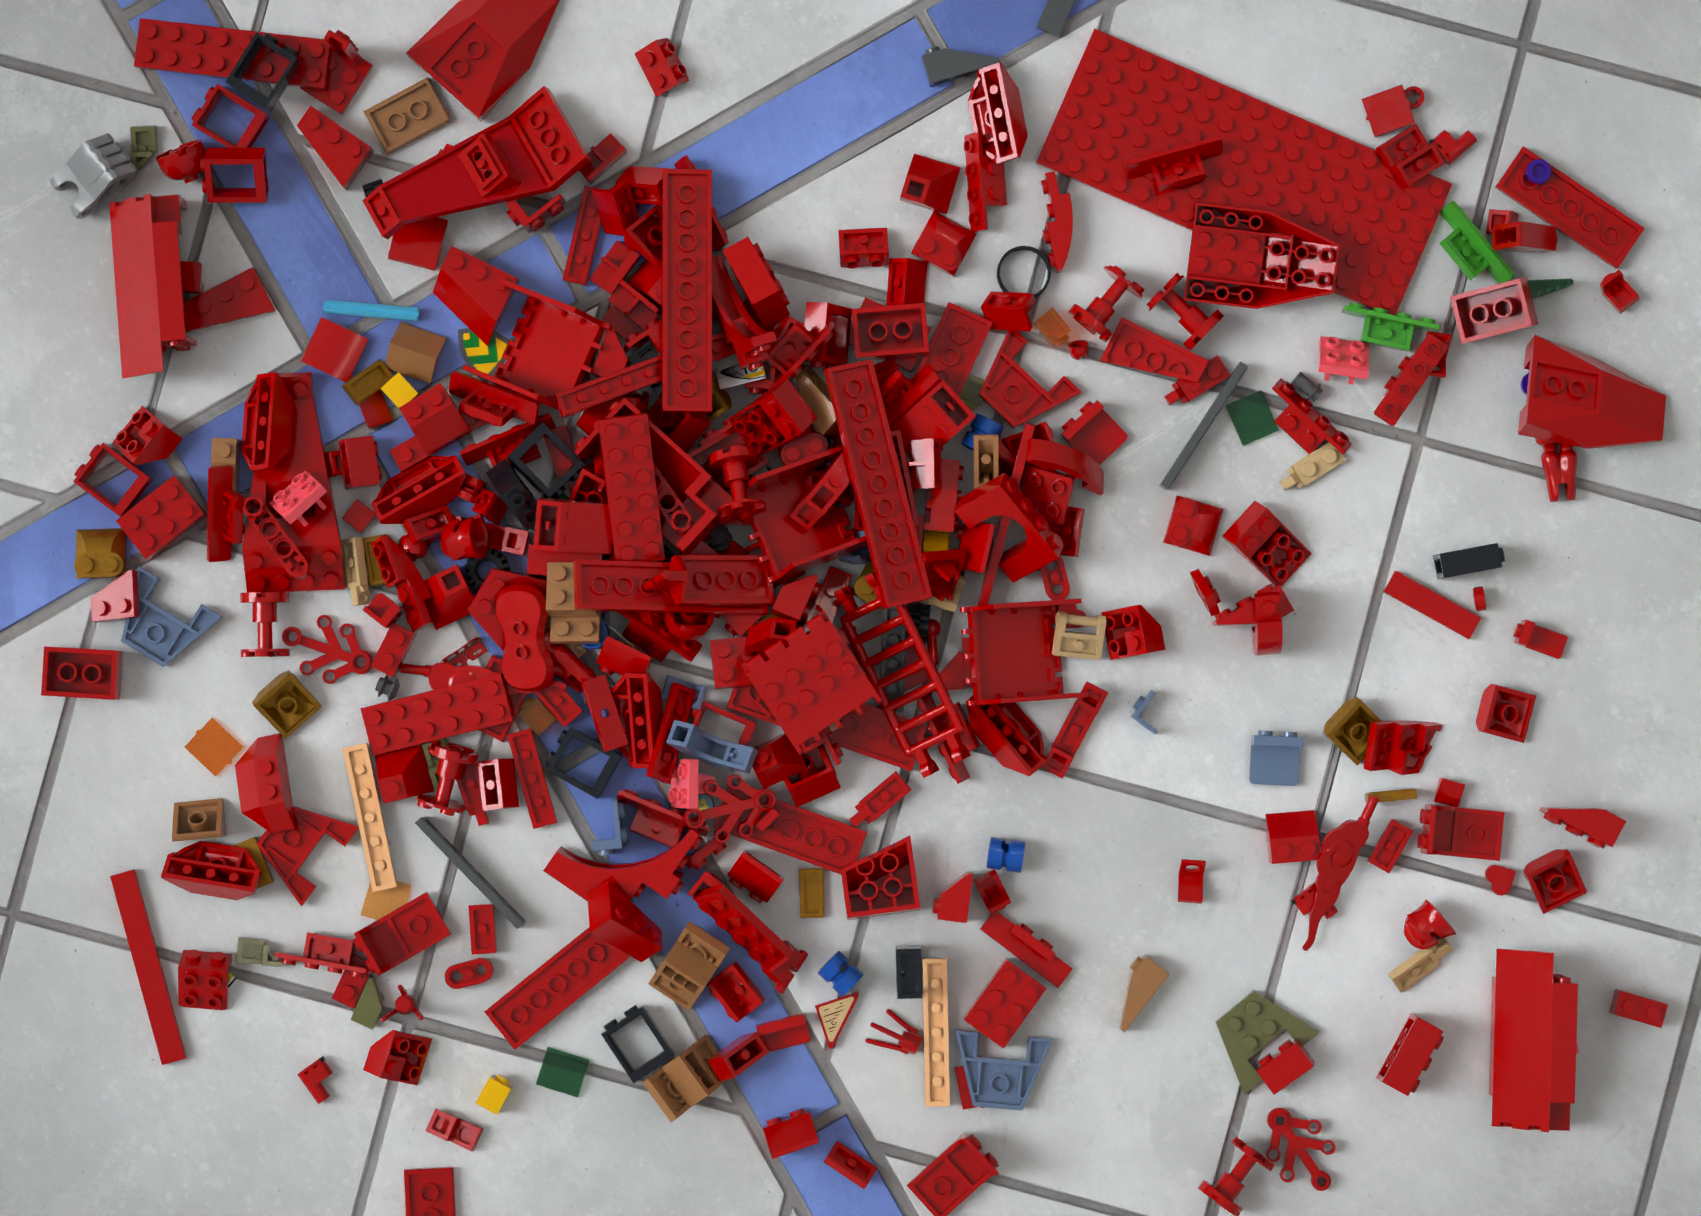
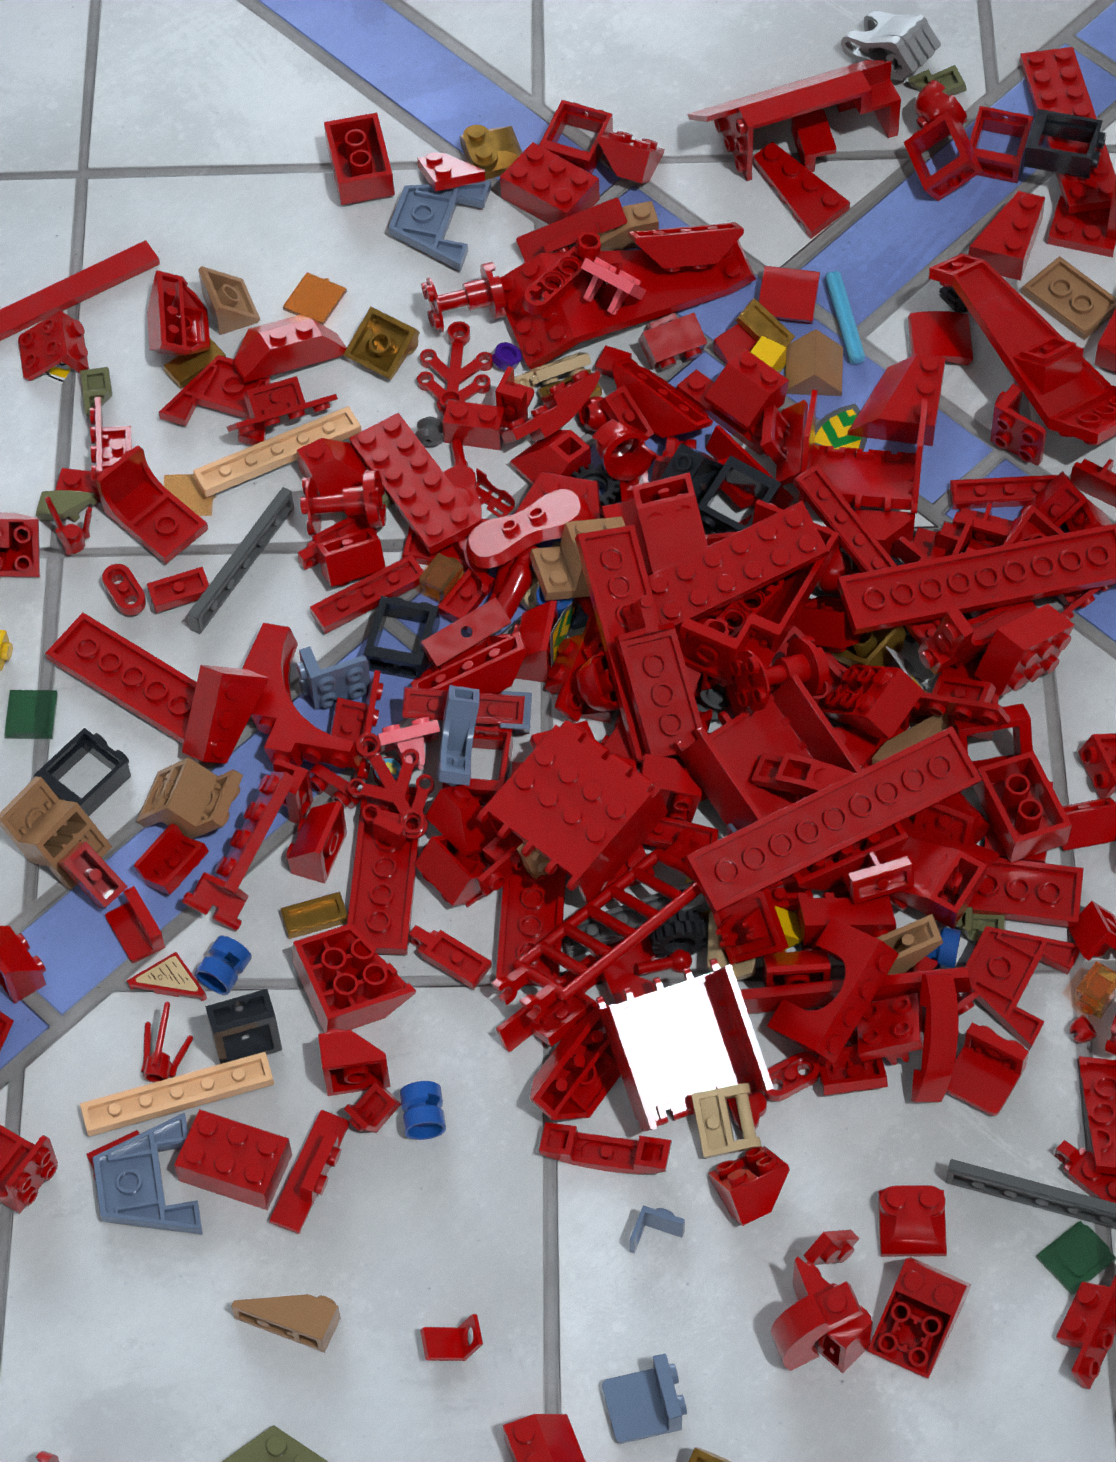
camera: 75 degrees right, 30 degrees down
(327, 603) = (506, 355): none -> dark purple tile
(329, 808) = (277, 400): none -> red bracket
(1313, 466) = (1039, 1346): tan hinge -> none

